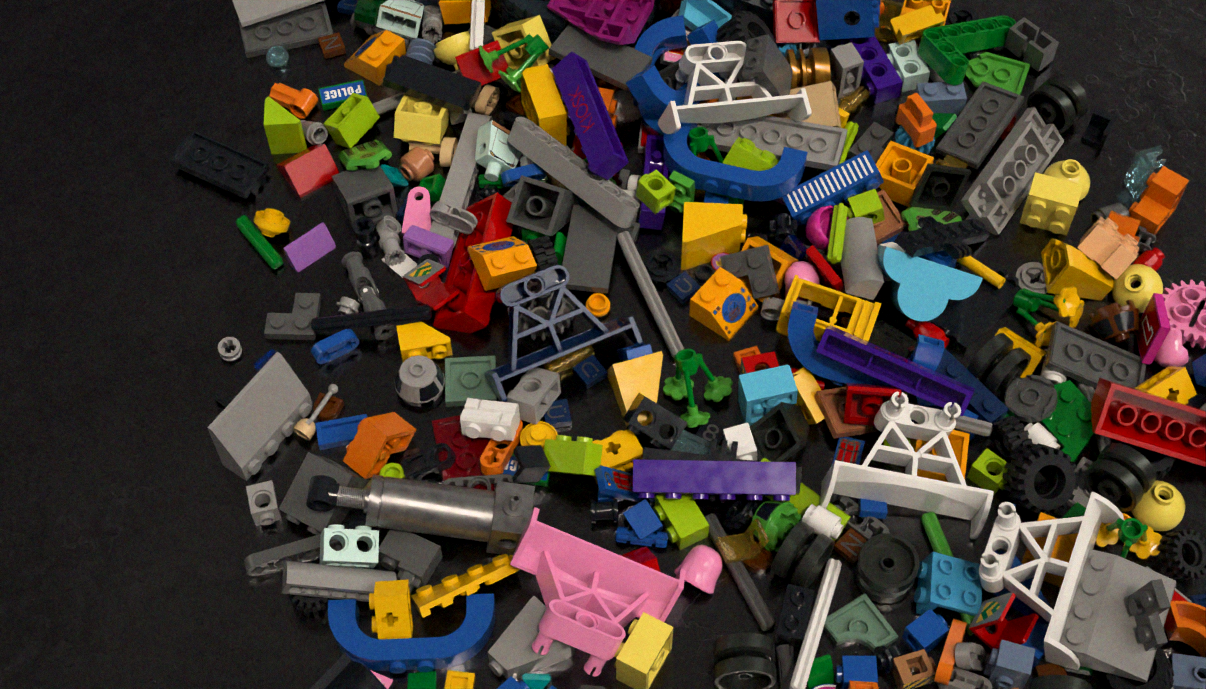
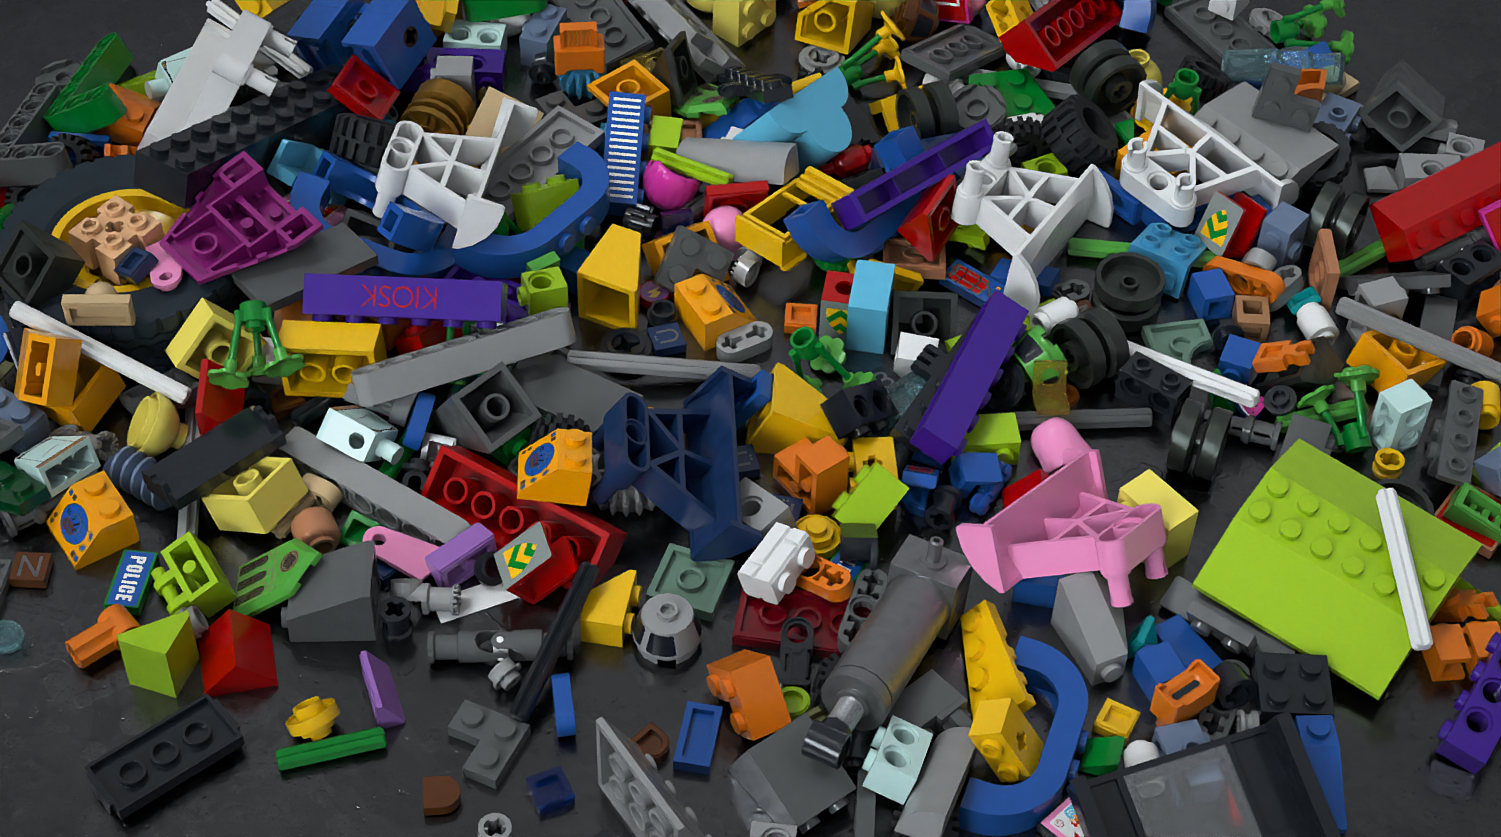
camera: 70 degrees left, 10 degrees down
(246, 310) = (440, 795): none -> reddish brown tile
(306, 427) = (674, 770): hinge -> none
(453, 217) = (449, 504): light grey piece -> none
(590, 414) = (813, 472): none -> orange brick
(705, 334) = (744, 342): none -> light grey beam
(768, 64) = (441, 117): dark grey panel -> none

